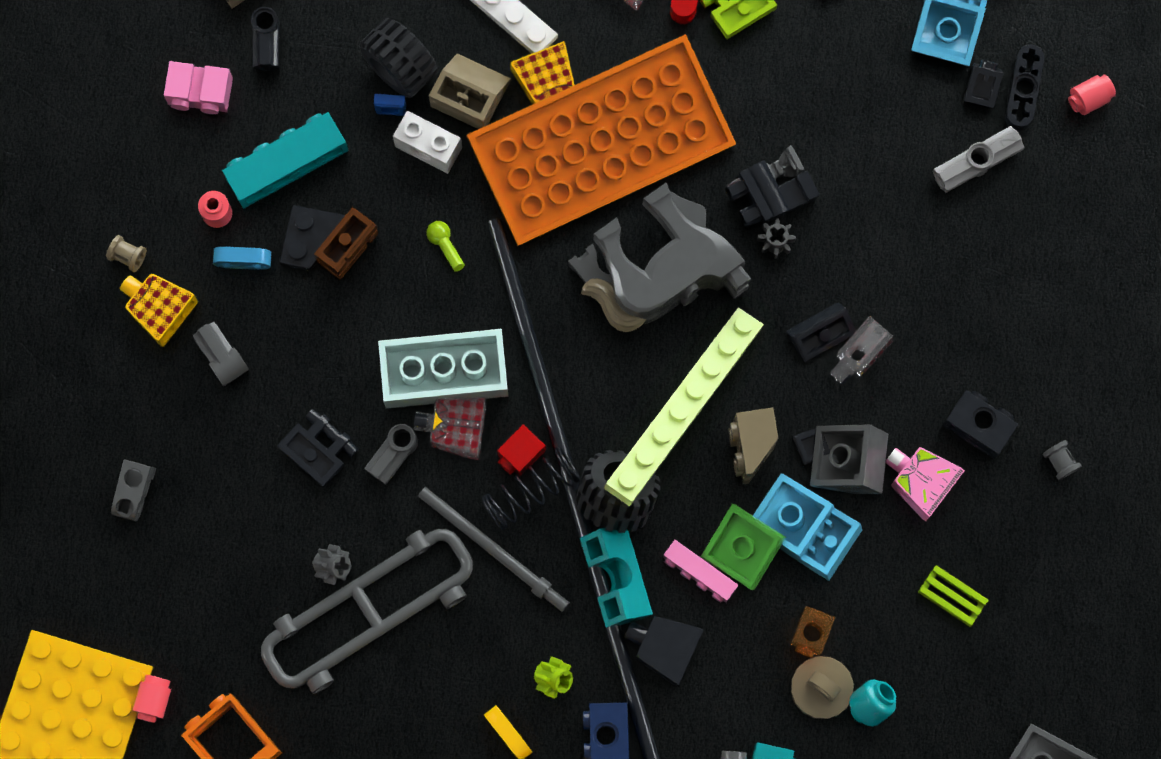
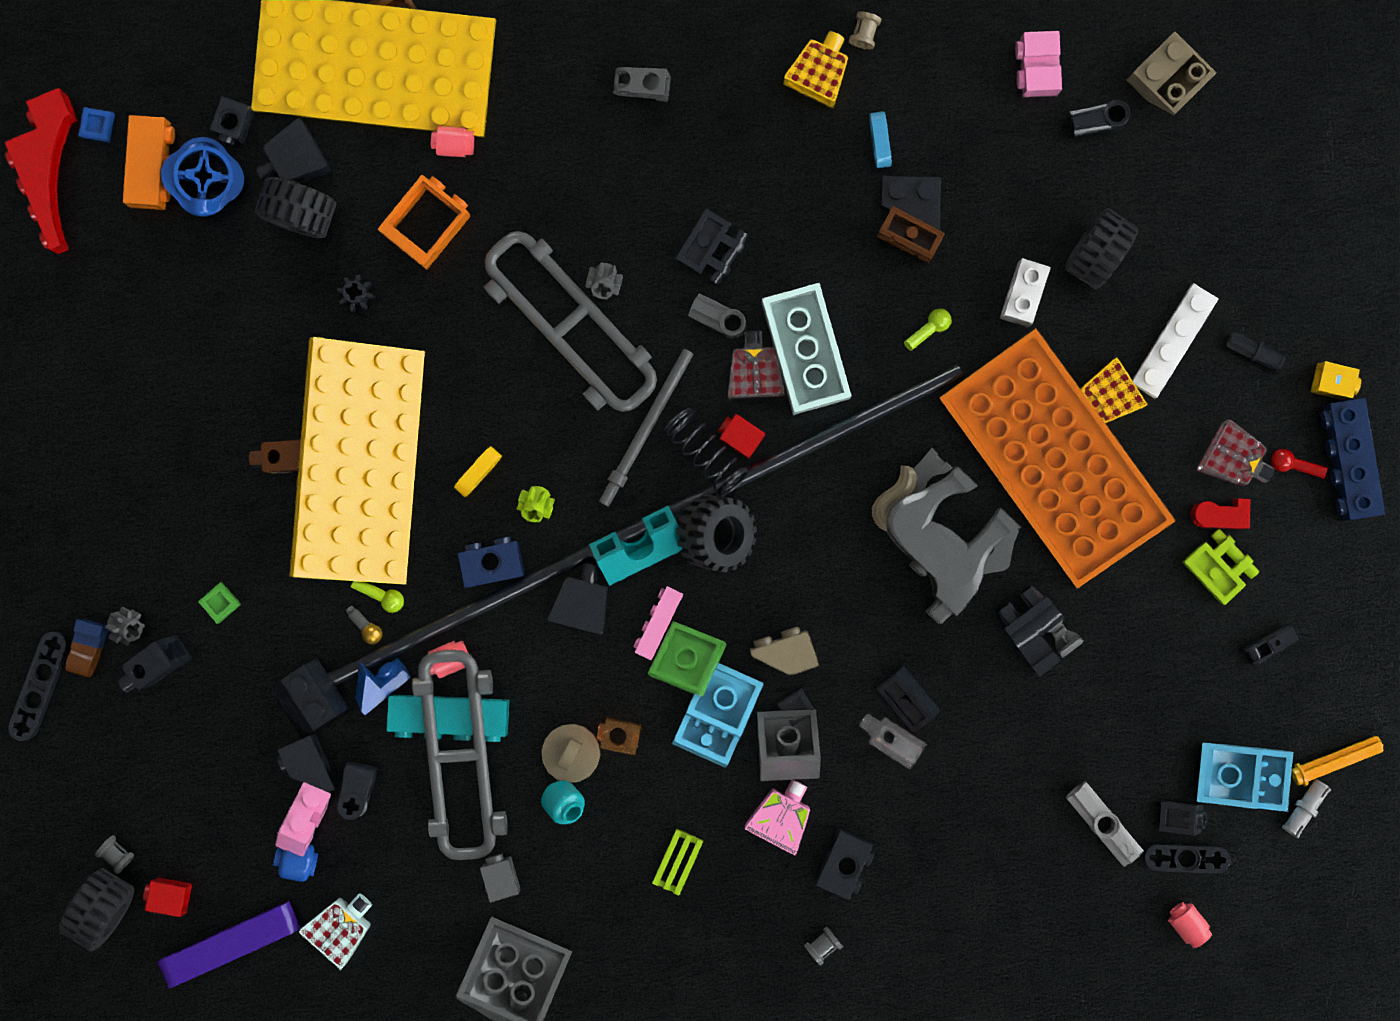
camera: 85 degrees right, 10 degrees up
(218, 217) = (918, 112): coral brick -> none
(223, 359) = (778, 143): dark grey piece -> none
(285, 159) = (983, 160): teal brick -> none
(390, 104) = (1056, 250): blue tile -> none
(468, 91) = (1083, 323): dark tan slope -> none
(683, 407) = (807, 581): yellowish green plate -> none
(776, 230) = (998, 640): dark grey gear -> none

